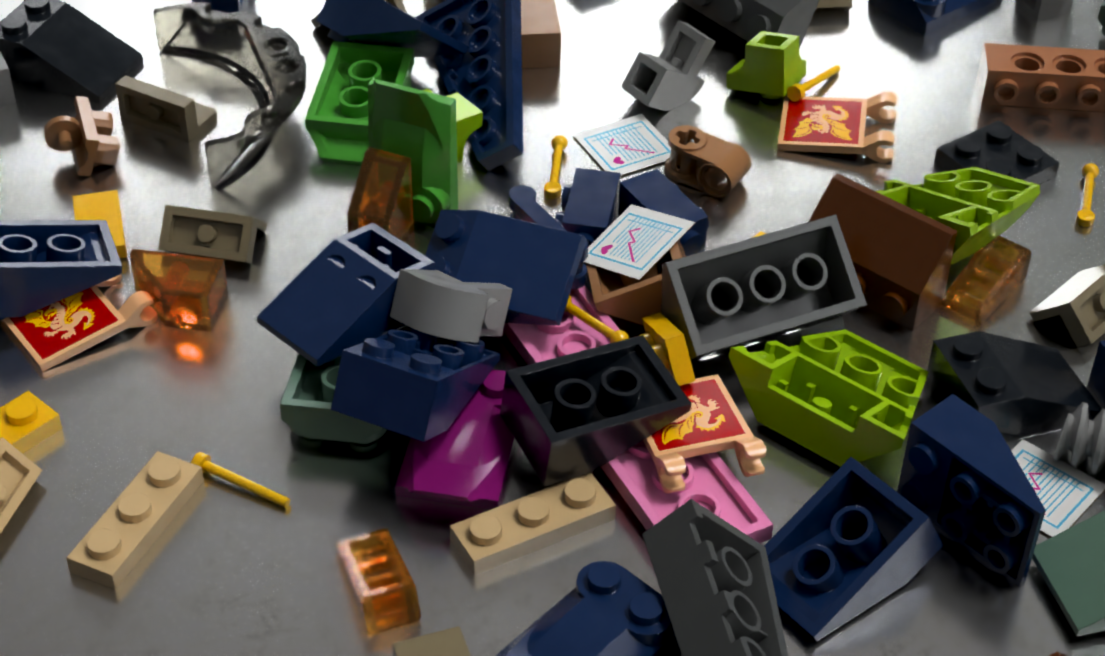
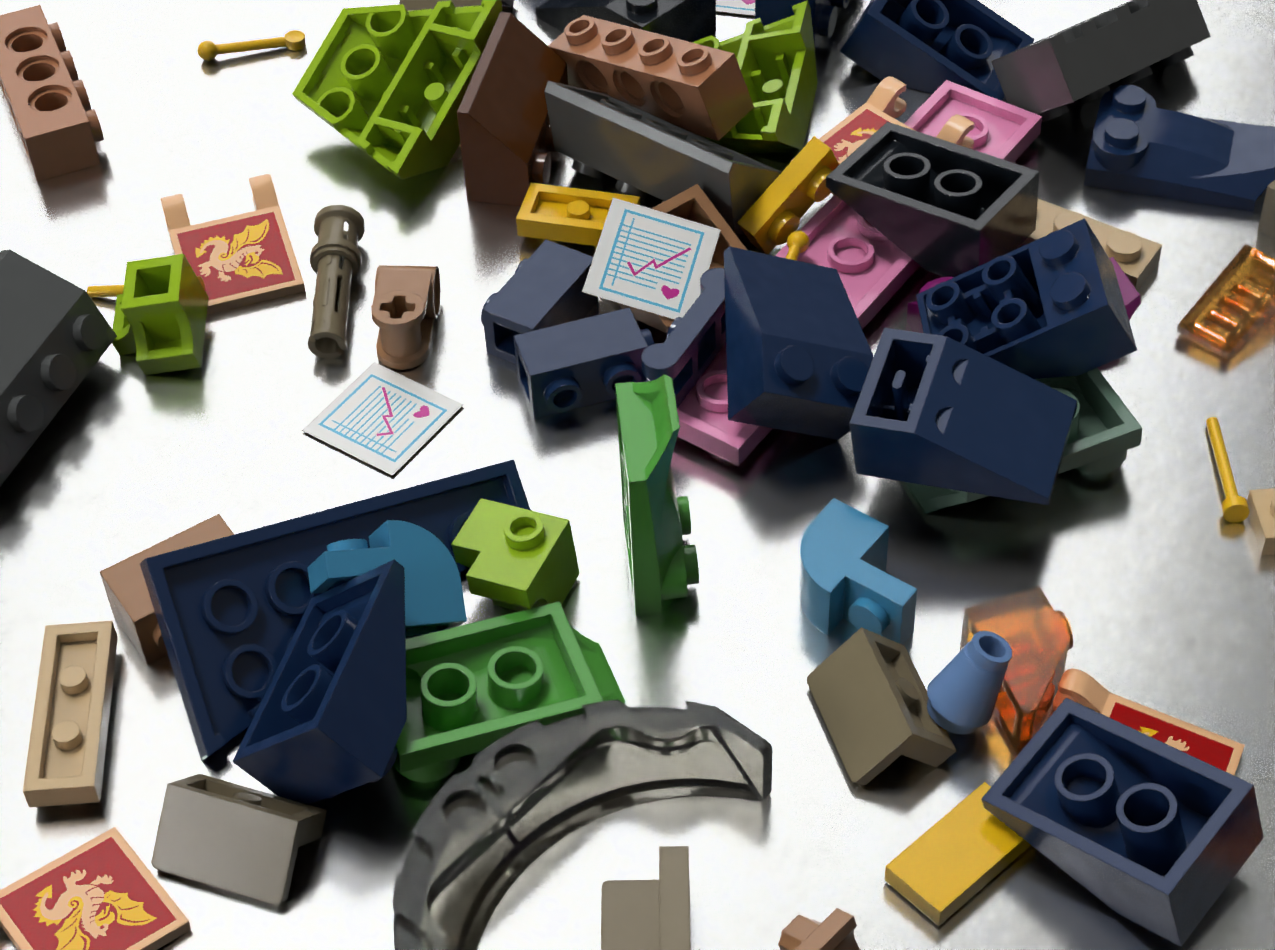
camera: 115 degrees left, 5 degrees up
(174, 236) = (969, 685): none -> medium blue cone
(295, 247) = (845, 575): none -> dark azure brick
(383, 194) = (738, 526): clear orange slope -> none
(448, 306) = (917, 300): light grey brick -> none
(458, 67) = (431, 575): none -> dark azure brick
(552, 189) = (529, 442): yellow hinge -> none
(673, 76) = (228, 402): light grey brick -> none
(780, 152) = (335, 263): none -> dark tan pin
(858, 318) = (656, 73): none -> nougat brick
(998, 150) = (230, 115): black plate -> none

